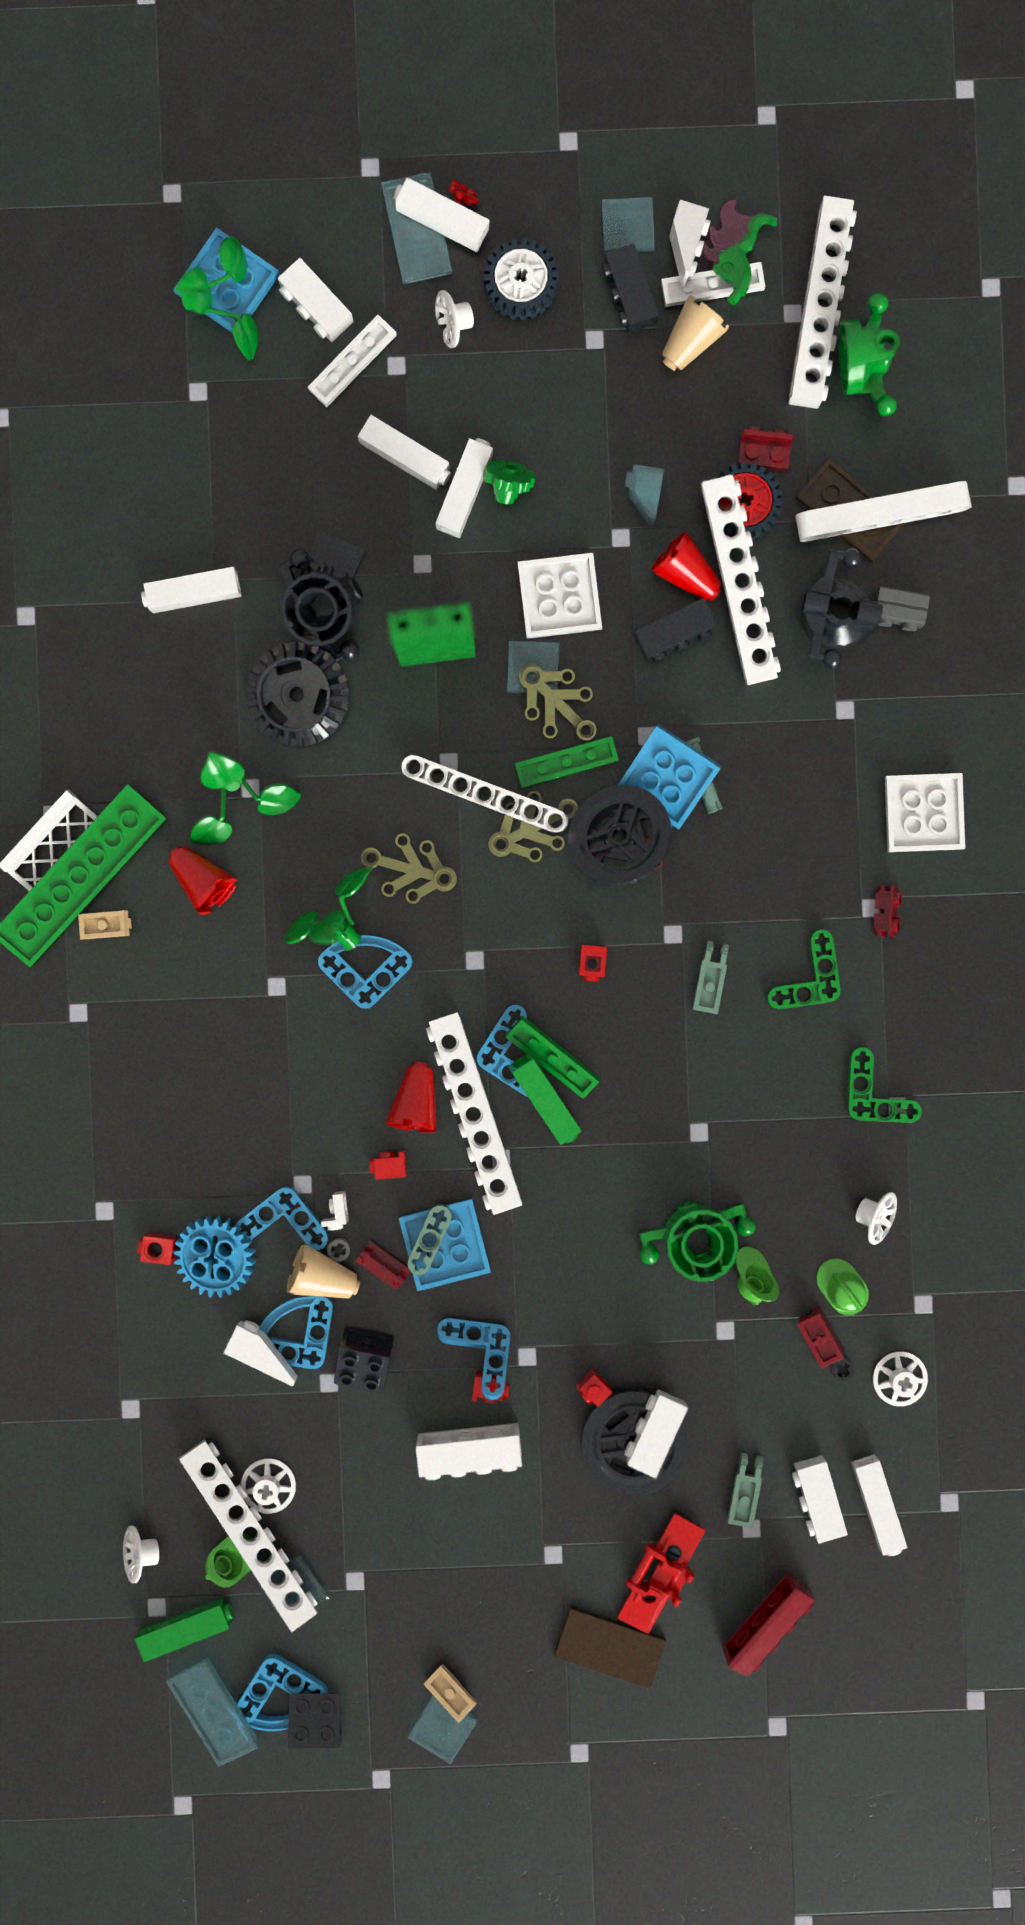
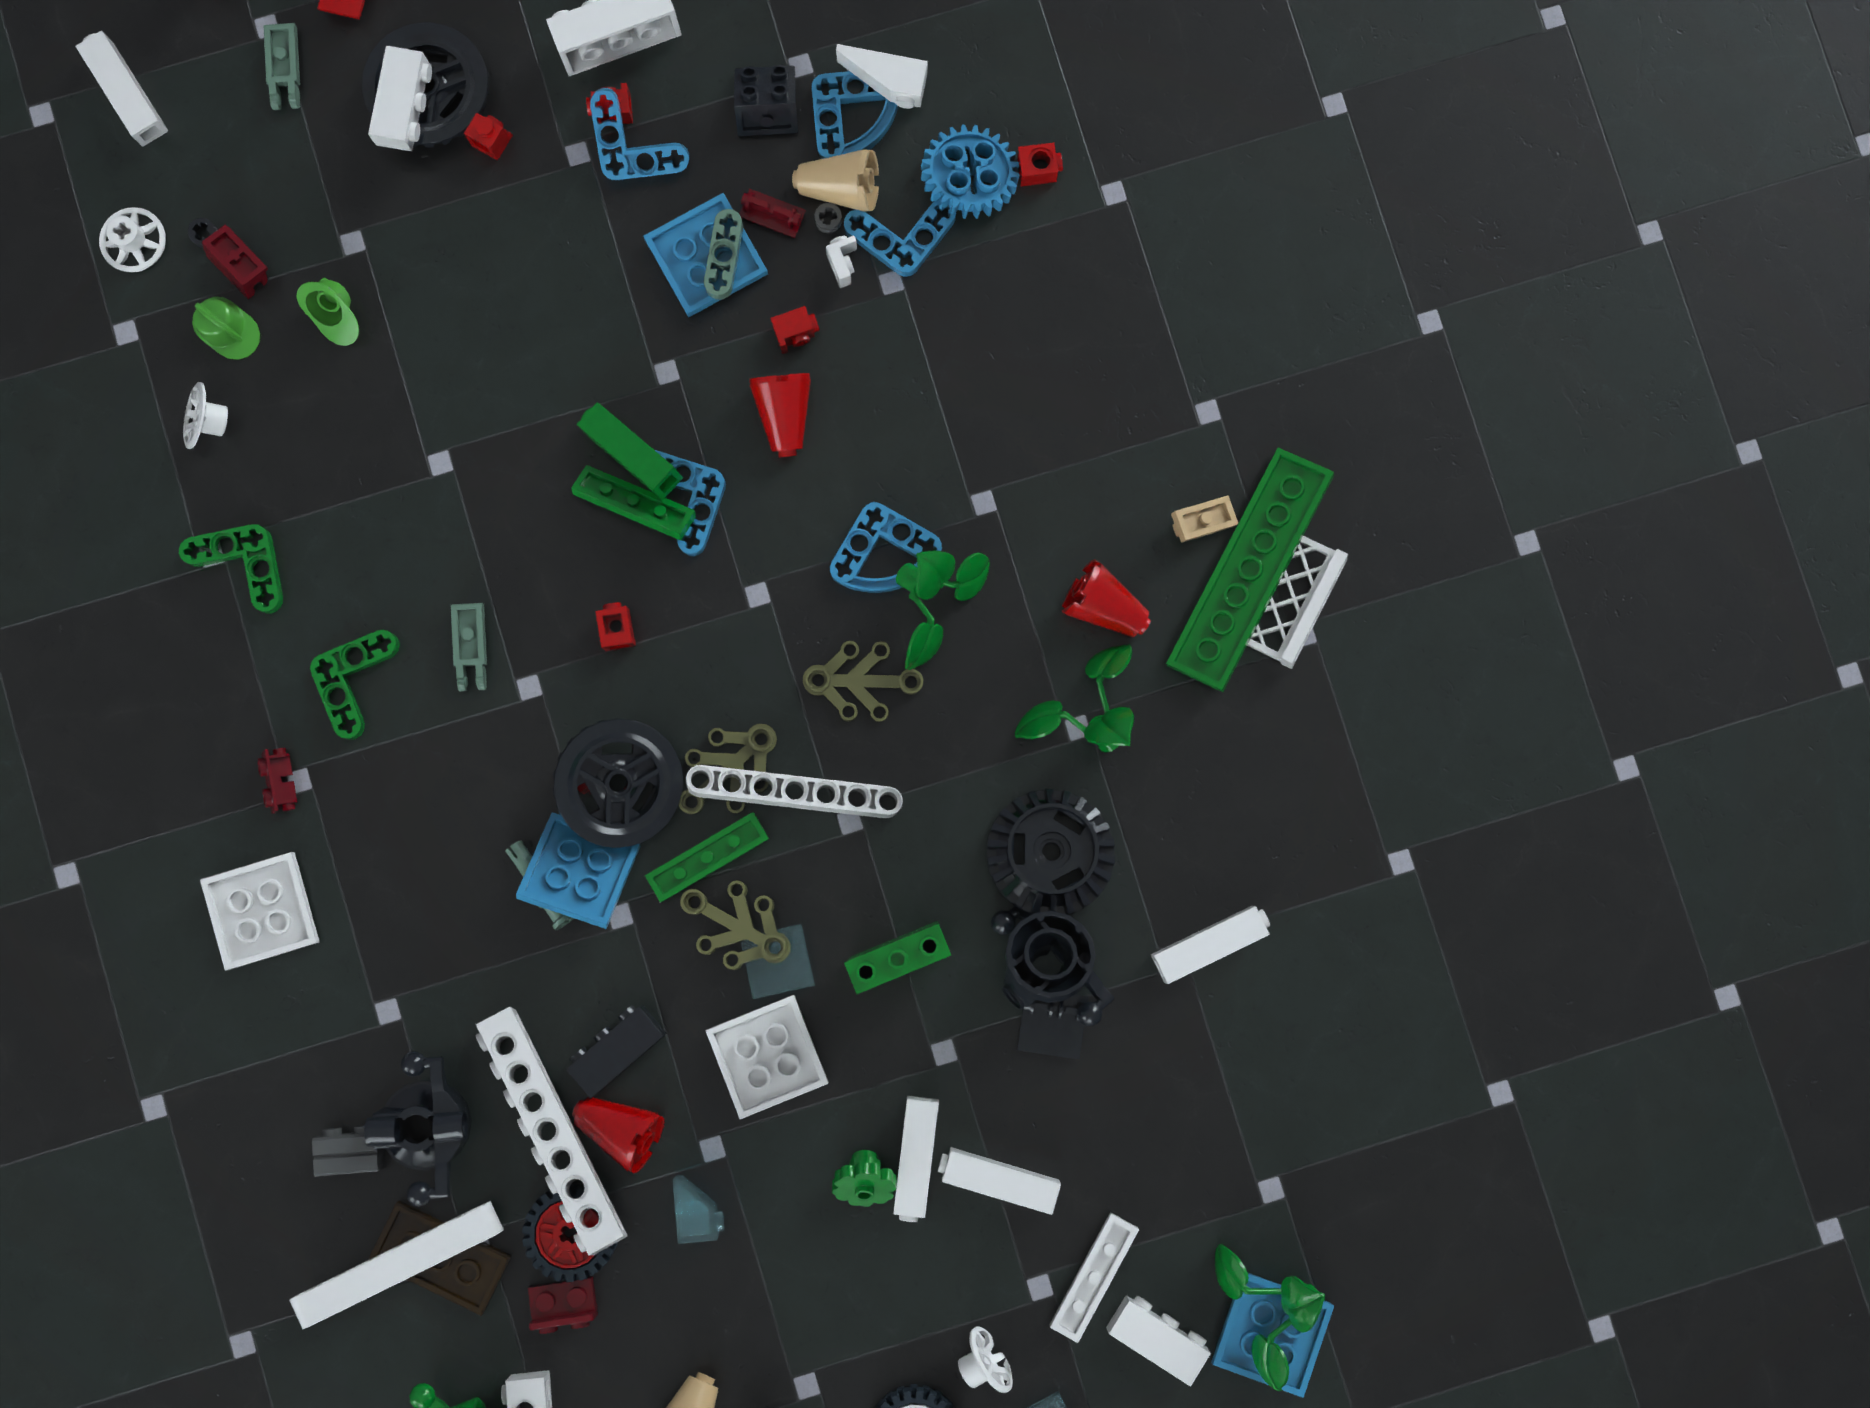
camera: 160 degrees right, 5 degrees down
(509, 1196) = (645, 327): white brick -> none
(720, 1233) = (420, 357): green piece -> none
(819, 1499) = (193, 76): white brick -> none

